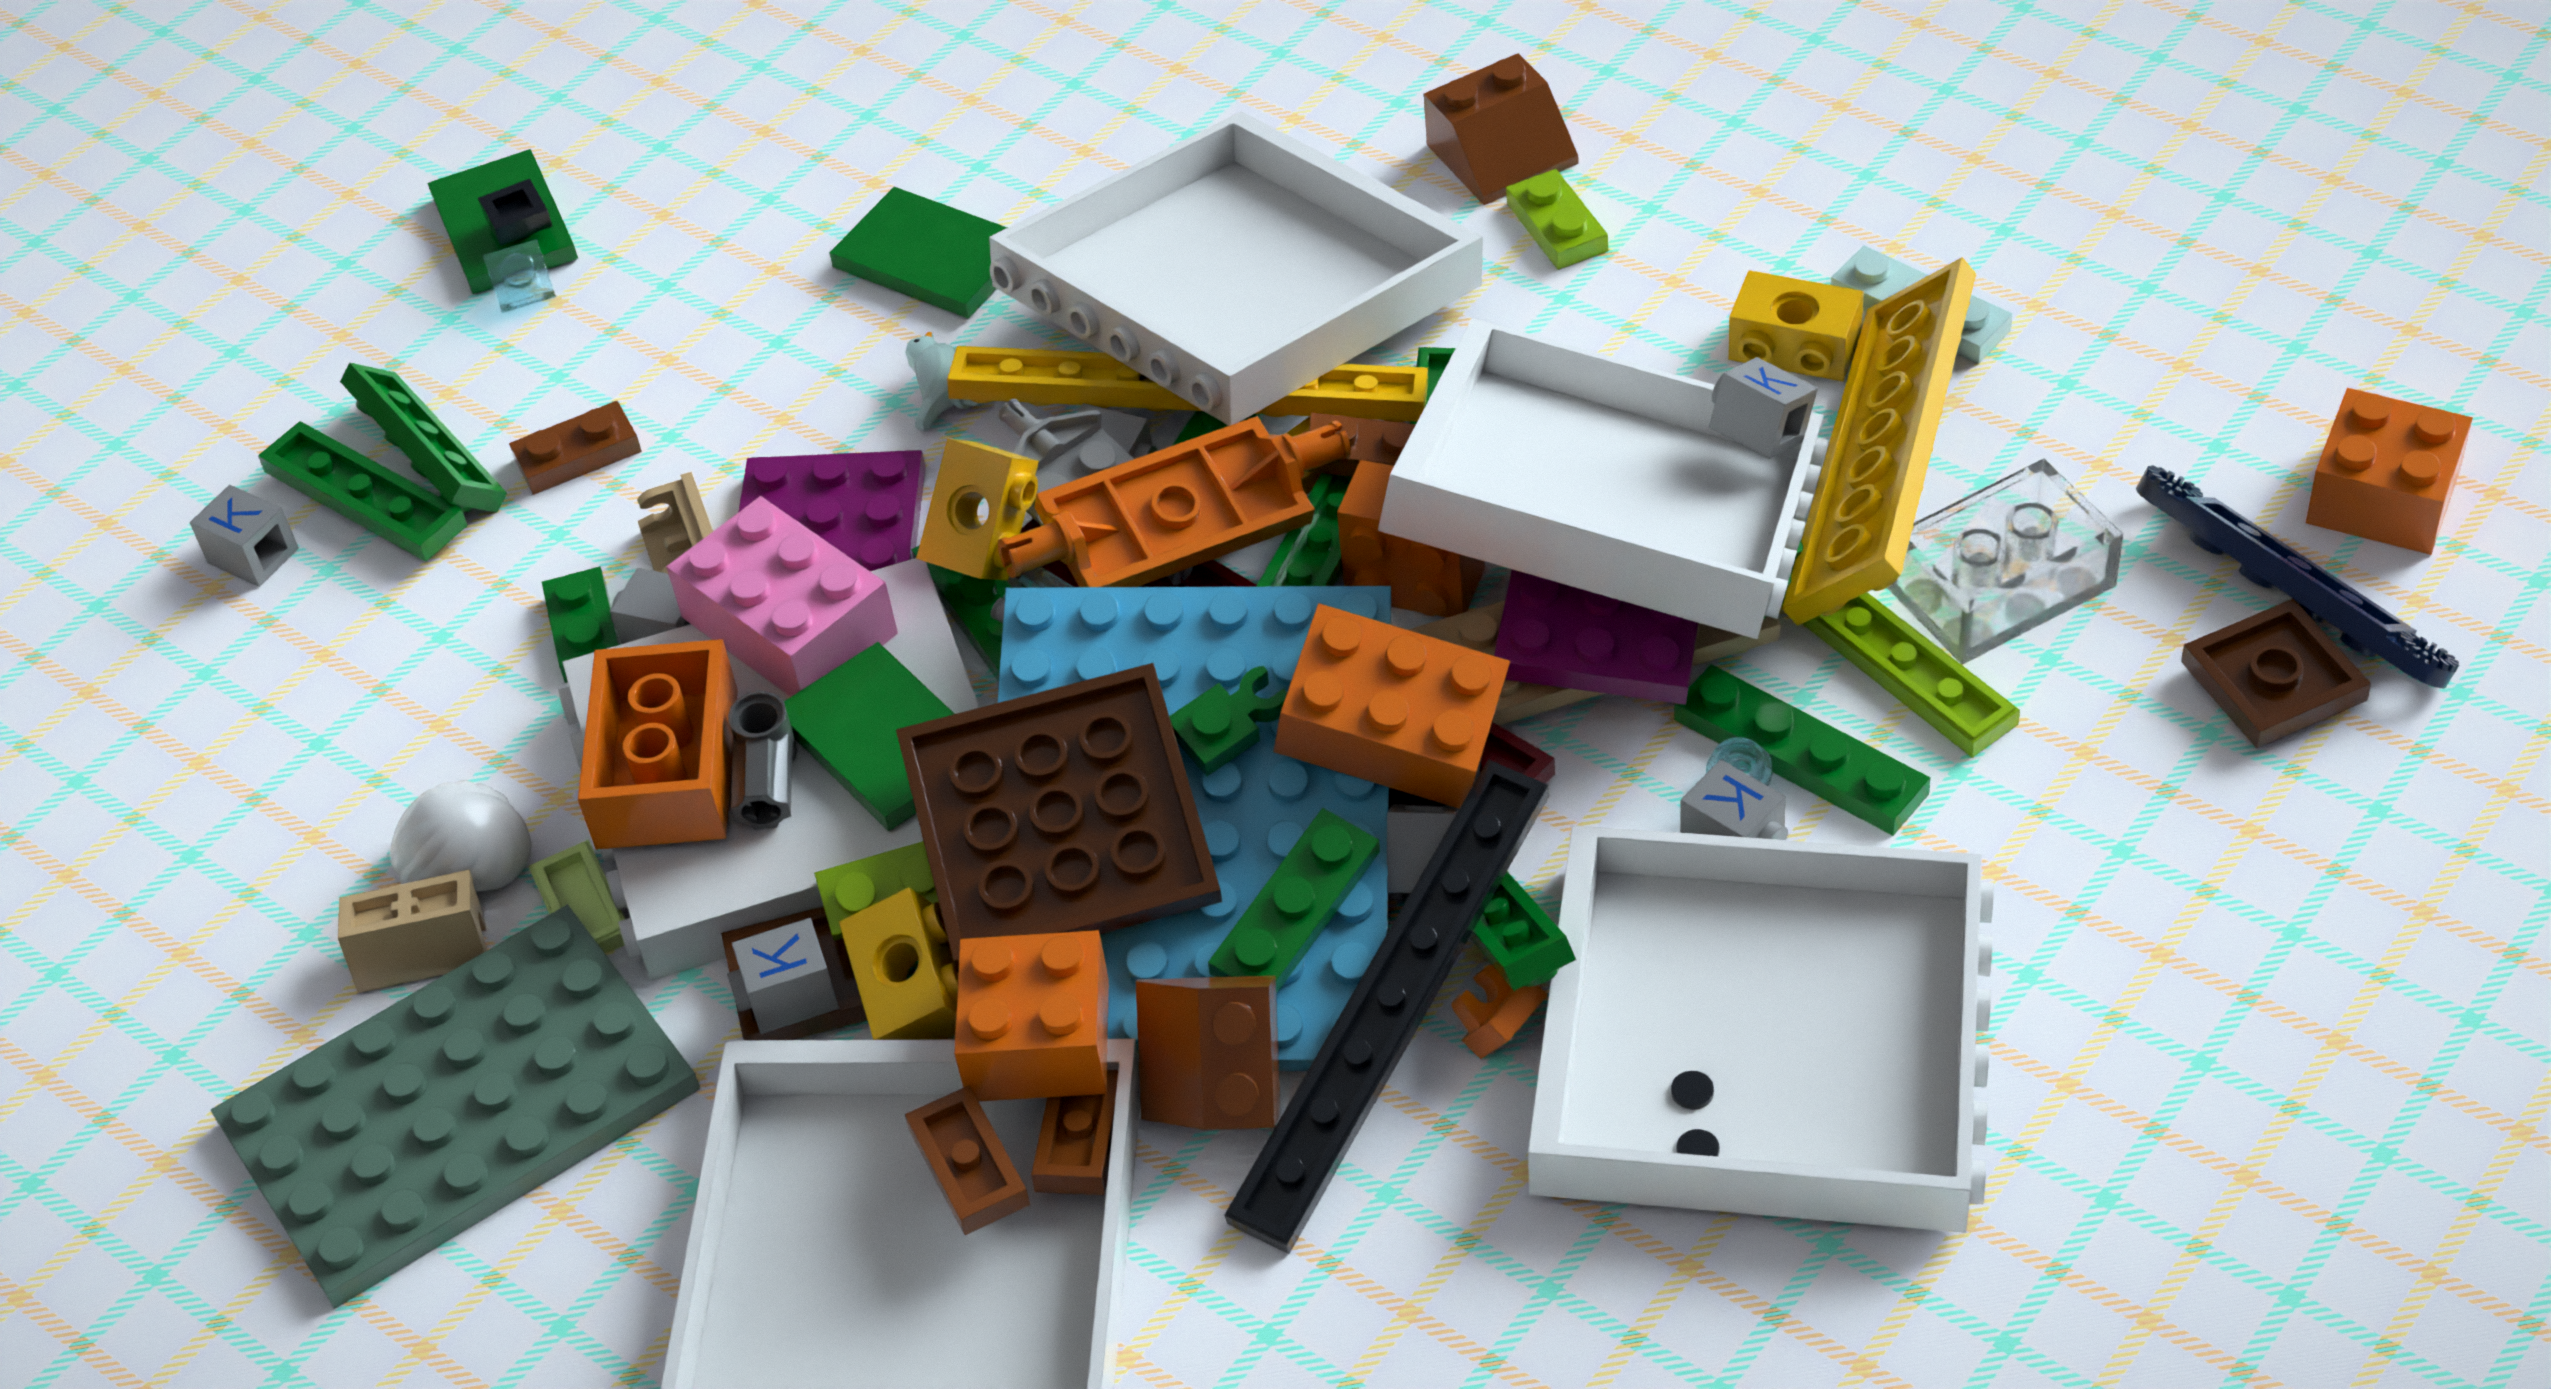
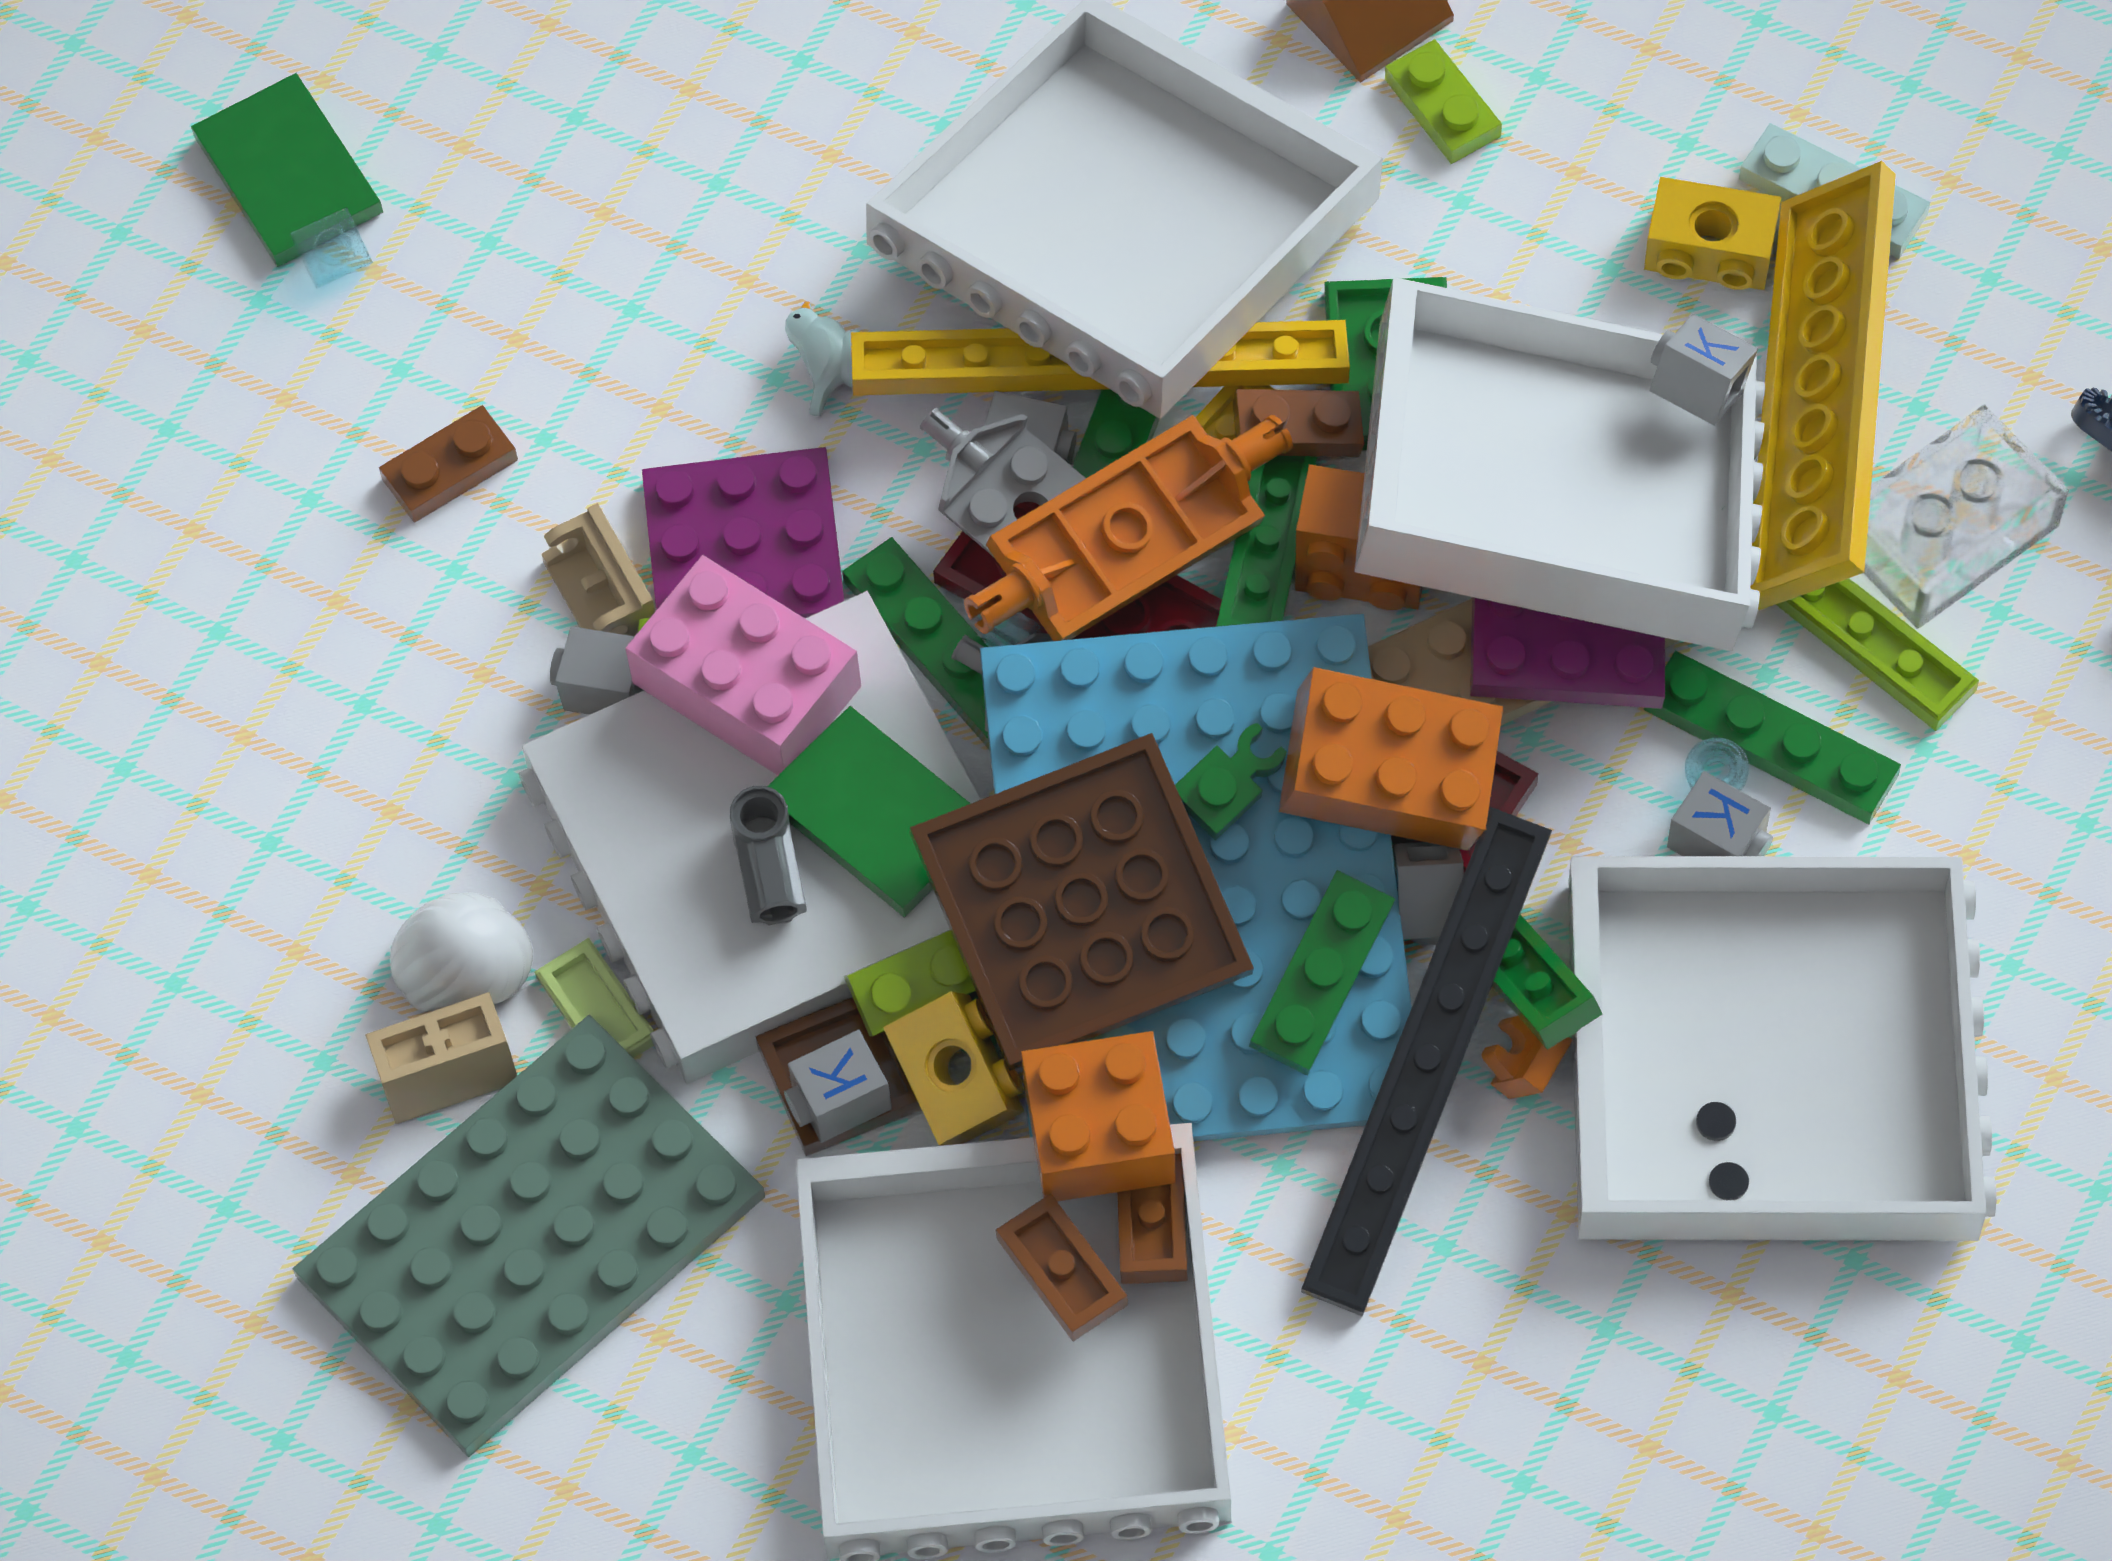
camera: 10 degrees left, 15 degrees up
(244, 535) = (124, 605): light grey brick -> none
(363, 491) = (235, 538): green plate -> none
(423, 438) = (283, 468): green plate -> none
(515, 212) = (311, 170): black plate -> none
(579, 614) = (514, 682): green plate -> none
(658, 745) = (663, 849): orange brick -> none
(922, 251) = (776, 184): green tile -> none
(952, 527) = (904, 575): yellow brick -> none
(1209, 1052) = (1264, 1131): dark orange slope -> none

